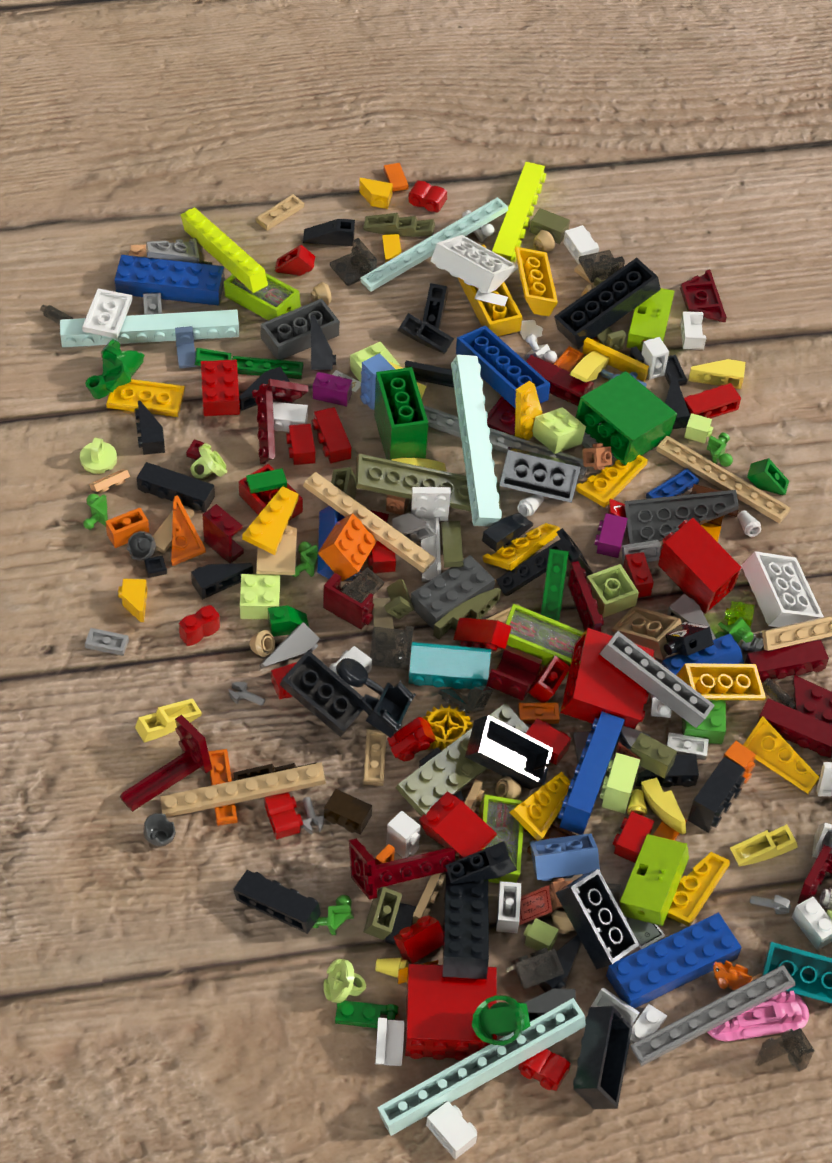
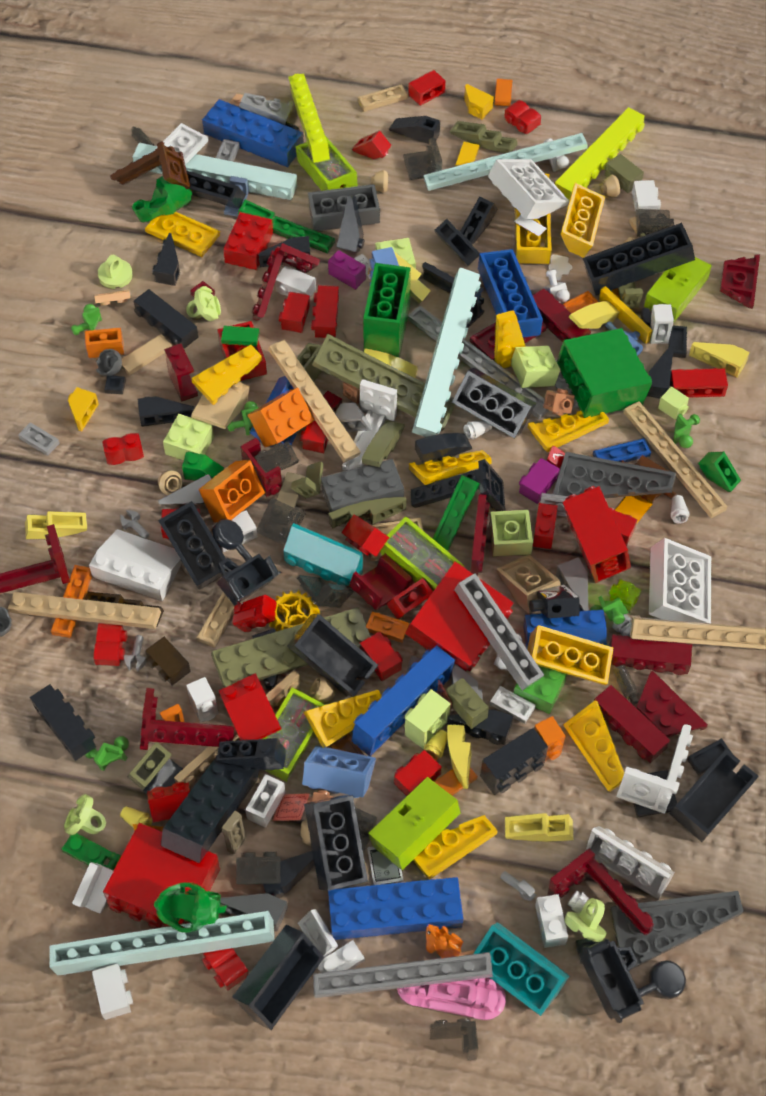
camera: 25 degrees right, 5 degrees up
(101, 323) = (170, 160): none -> reddish brown bracket
(160, 346) = (215, 190): none -> black brick
(185, 539) = (150, 369): orange wing -> none
(269, 732) = (136, 564): none -> white slope
(320, 191) = (426, 87): none -> red brick
(334, 631) = (231, 490): none -> orange brick
(499, 943) = (234, 832): none -> dark tan tile
(540, 935) = (283, 839): yellowish green brick -> none
(692, 331) = (714, 308): white panel -> none

